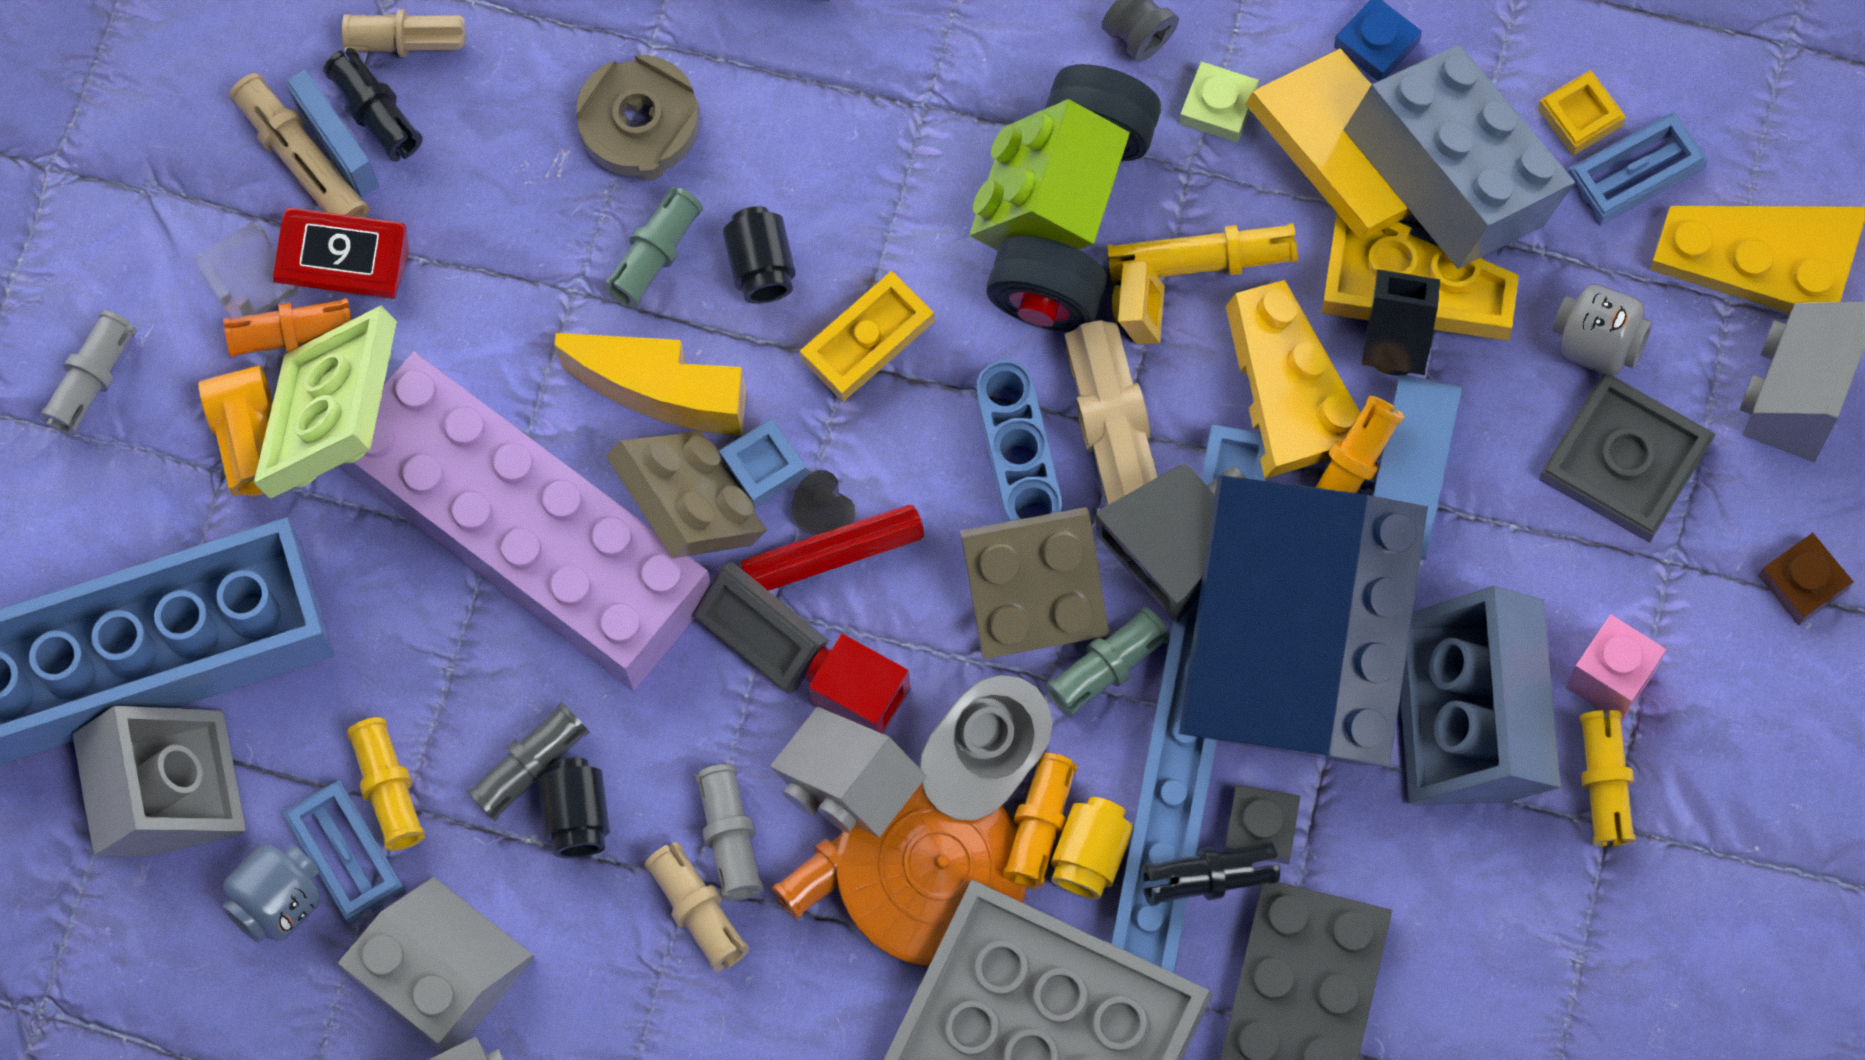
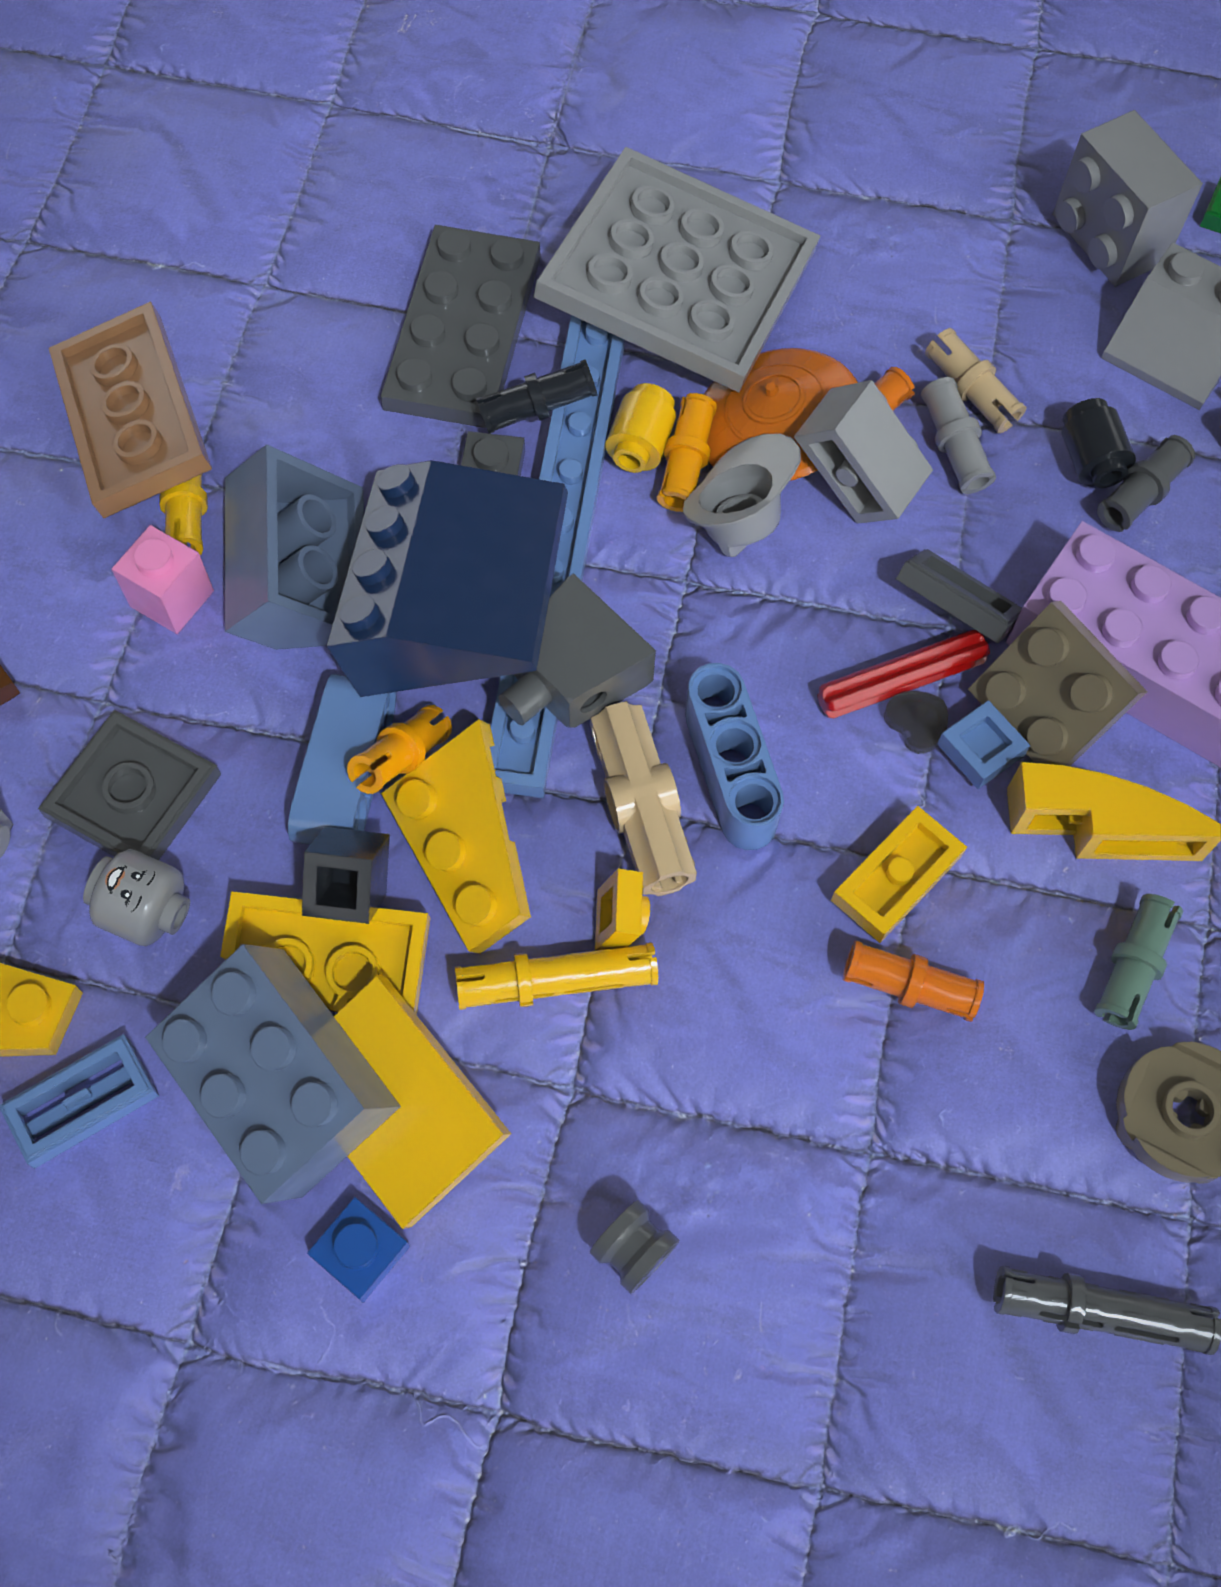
camera: 170 degrees right, 5 degrees down
(759, 255) = (1025, 951): black brick -> none
(857, 683) = (862, 546): red brick -> none
(868, 237) = (913, 981): none -> orange pin
(1035, 583) = (709, 628): dark tan plate -> none
(1052, 192) = (717, 1017): brick -> none
(1107, 662) = (637, 578): sand green pin -> none
(1218, 102) = (540, 1162): yellowish green plate -> none
(1581, 113) = (132, 1166): yellow tile -> none
(1680, 882) = (128, 410): none -> medium nougat plate

